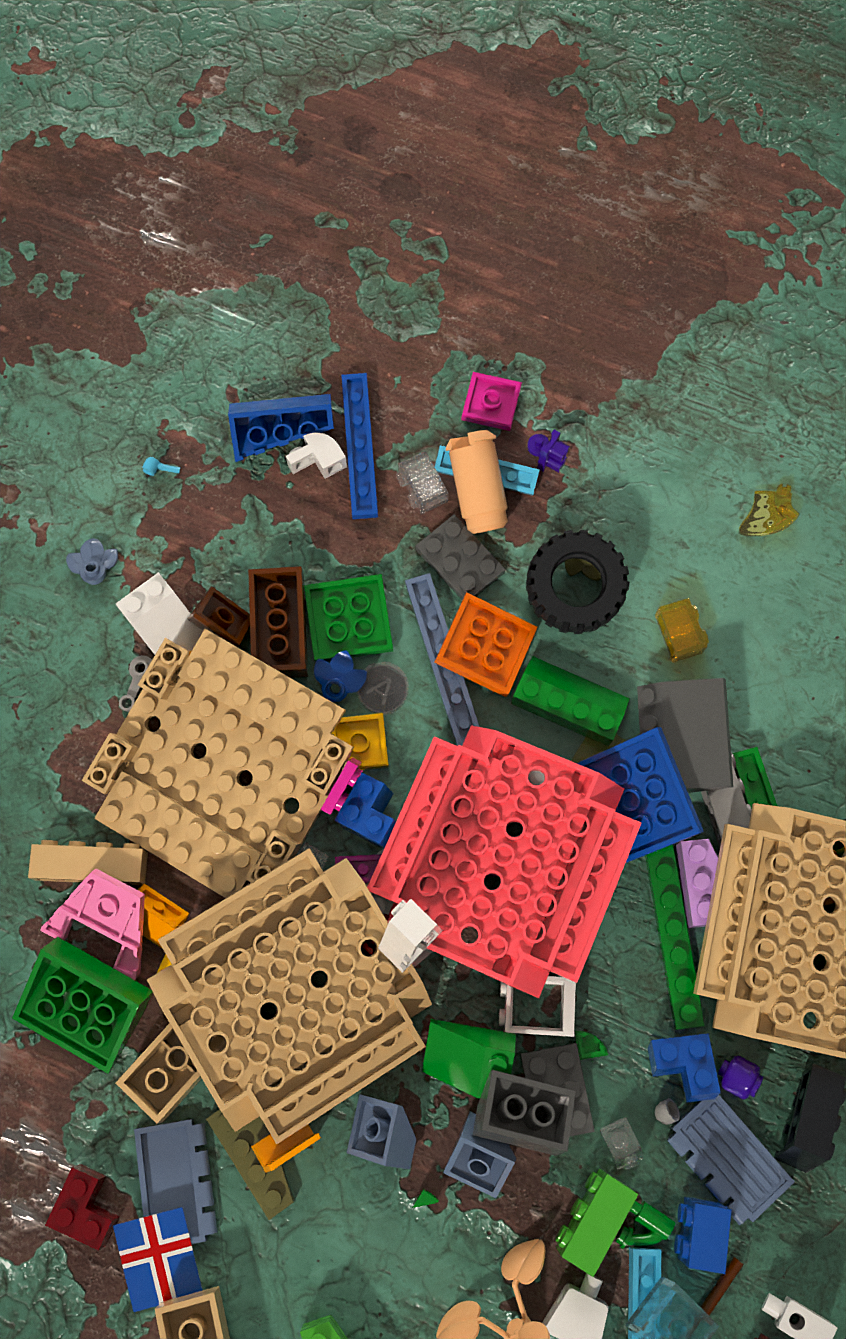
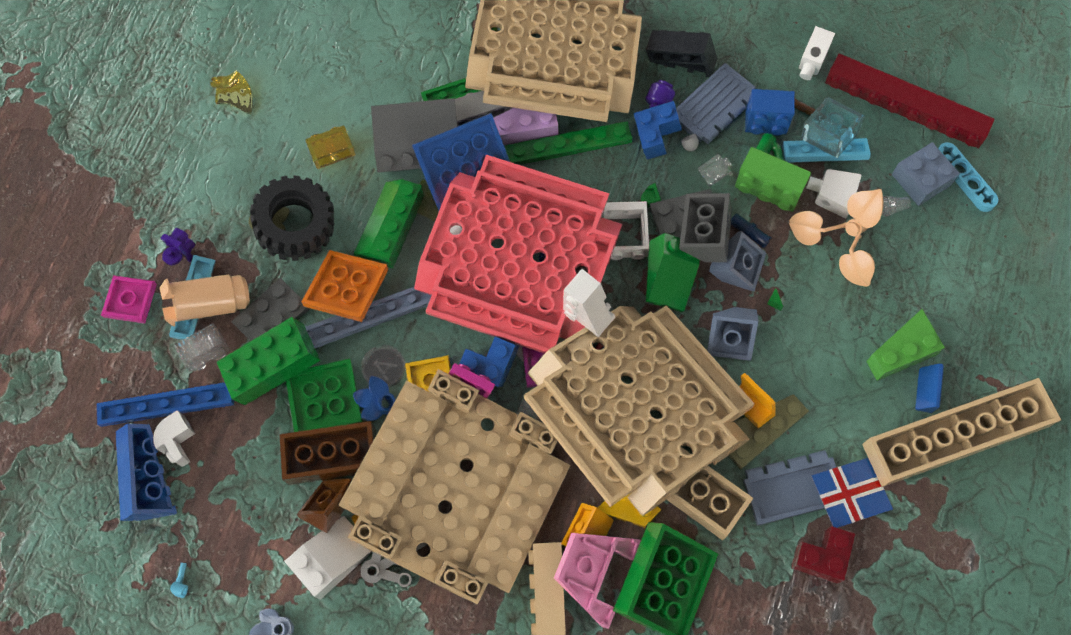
camera: 90 degrees left, 5 degrees down
(394, 555) = (268, 361): none -> green brick
(527, 1179) = (750, 230): none -> dark blue pin

